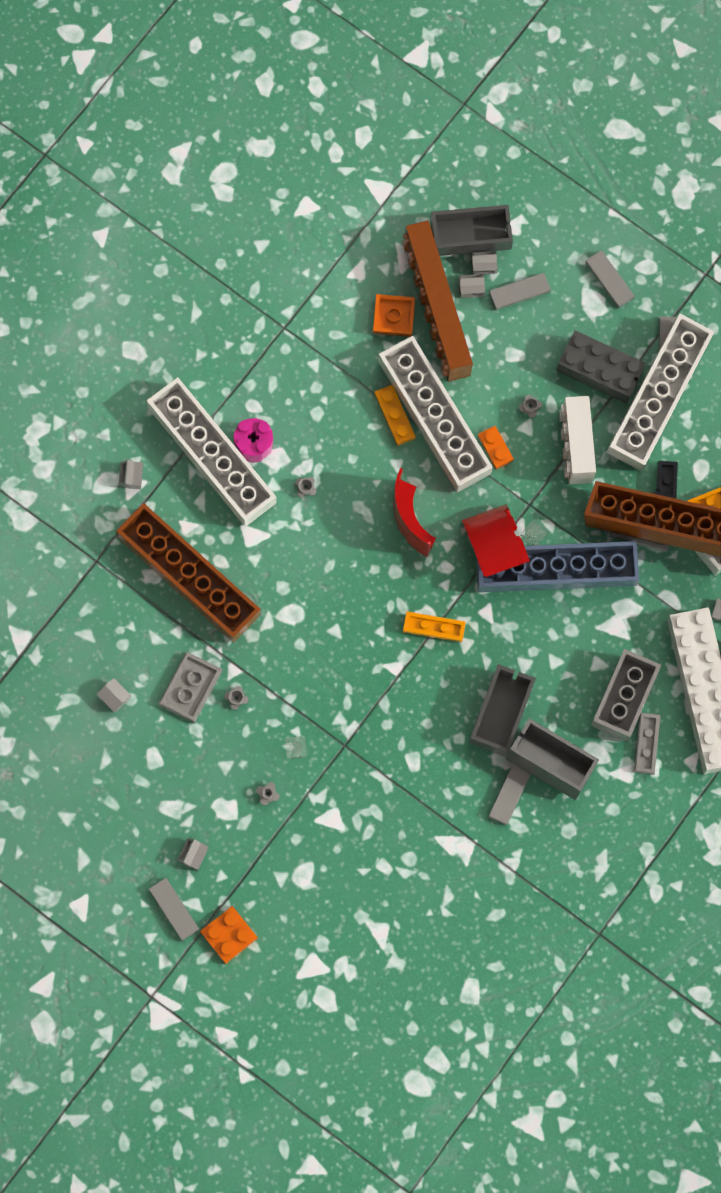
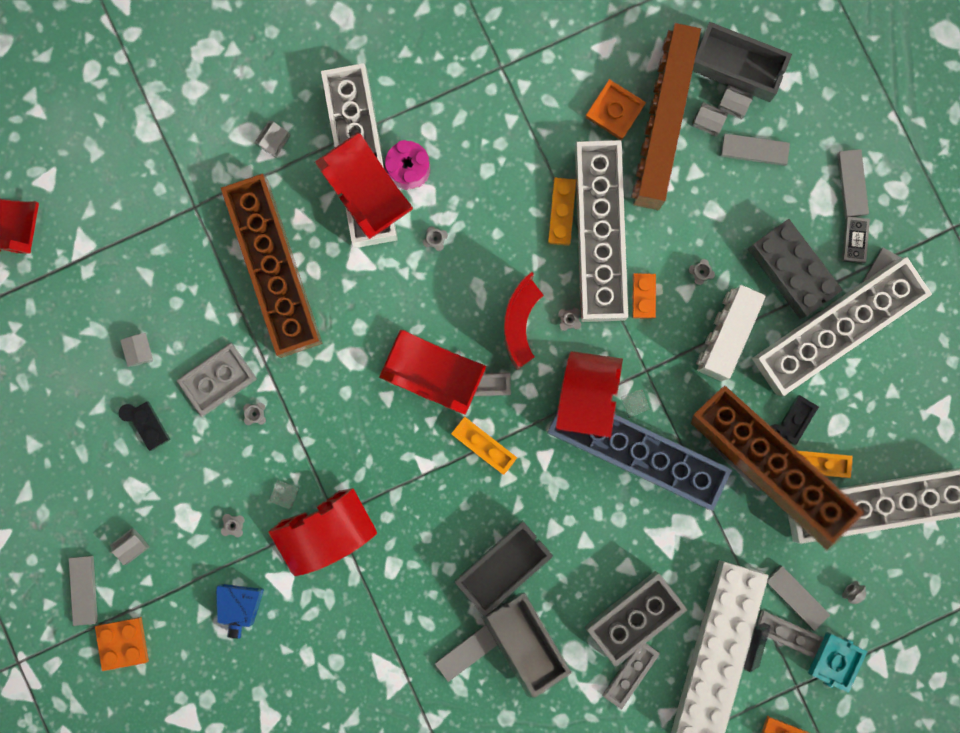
camera: 40 degrees right, 10 degrees up
(152, 751) = (146, 423): none -> black hinge
(232, 470) = (364, 185): none -> red panel
(307, 854) = (237, 607): none -> blue torso
(345, 762) = (325, 535): none -> red panel
(362, 590) = (432, 372): none -> red panel
(410, 578) = (494, 385): none -> light grey tile
(447, 500) = (564, 315): none -> light grey plate
(636, 321) = (855, 240): none -> tile

